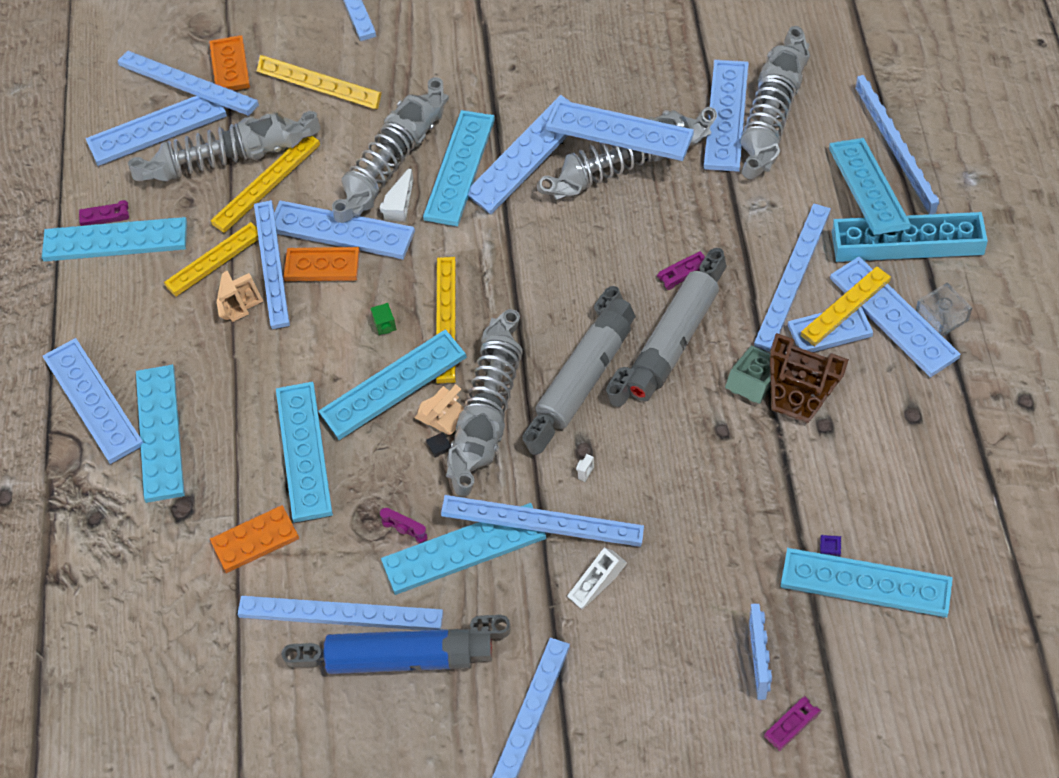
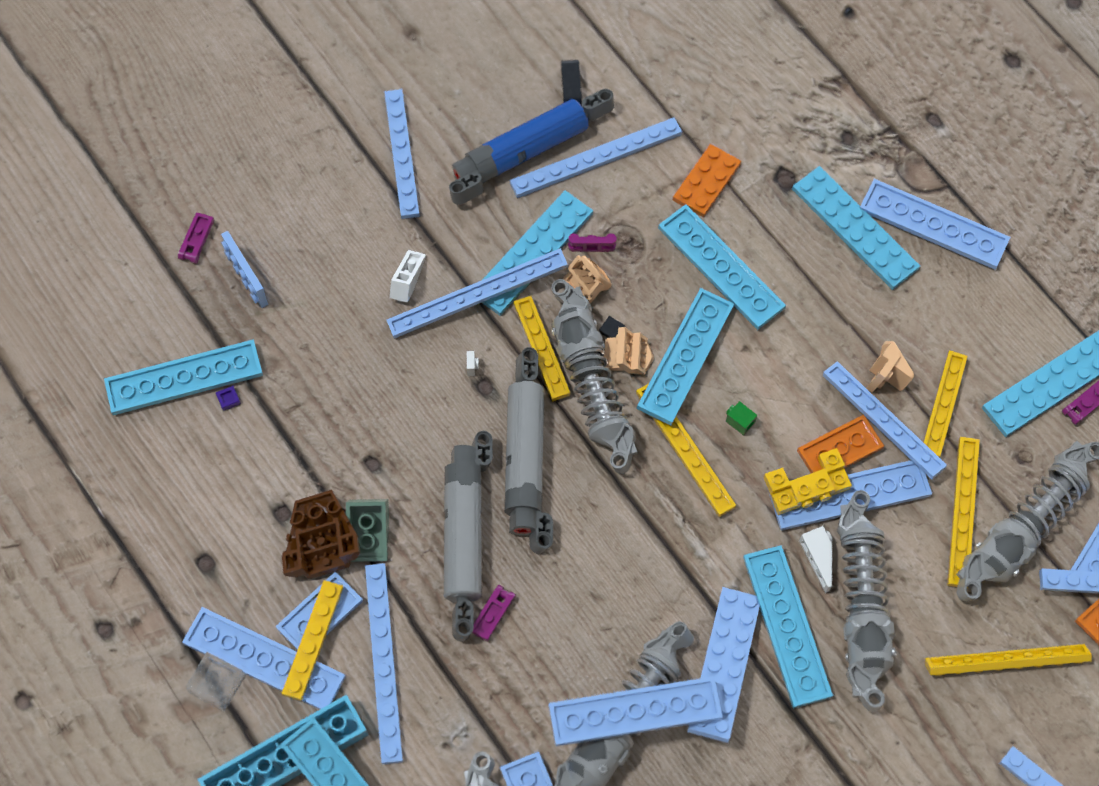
camera: 145 degrees right, 10 degrees up
(310, 702) = (571, 80): none -> black beam
(370, 236) = (809, 488): none -> yellow bracket
(430, 486) = (588, 276): none -> light nougat piece
(512, 454) = (540, 342): none -> yellow plate

